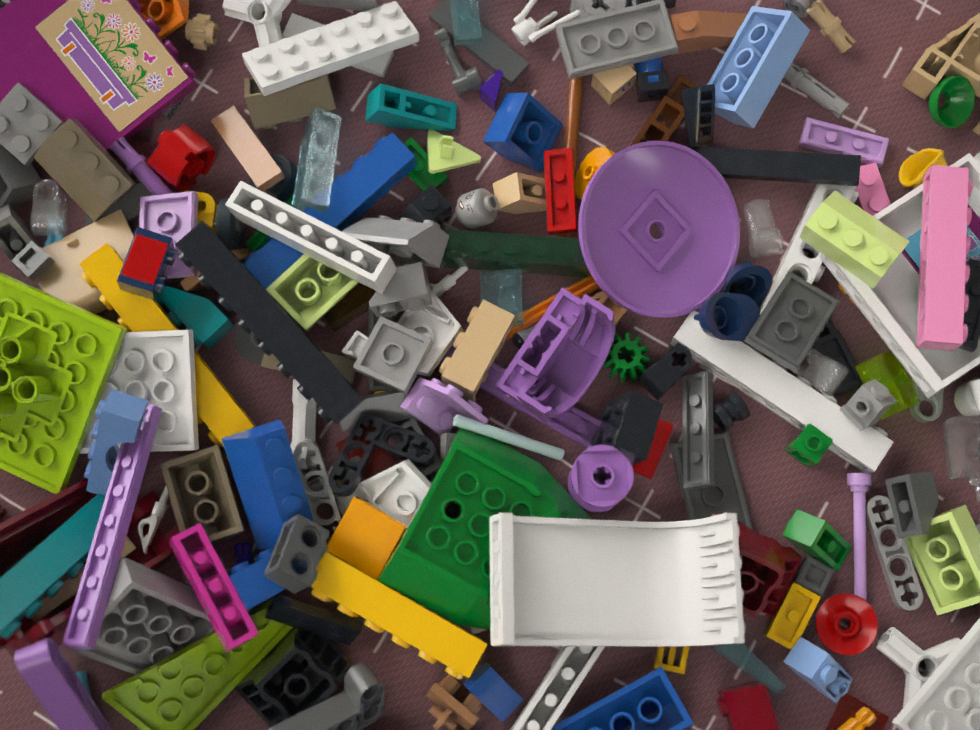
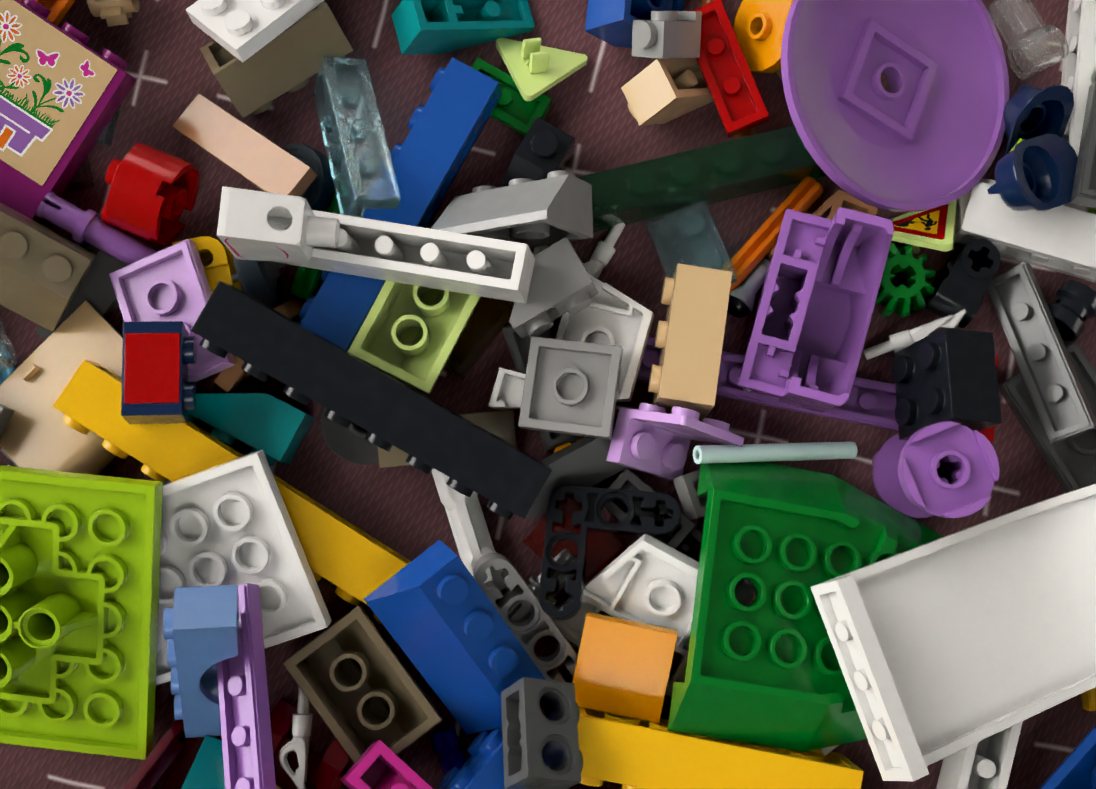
camera: 20 degrees left, 5 degrees up
(243, 198) = (272, 226): none -> white torso
(476, 208) = (611, 132): light grey head -> none
(530, 159) = (667, 35): none -> light grey brick
(613, 394) = (908, 337): none -> white hand
(652, 330) = (927, 228): none -> piece

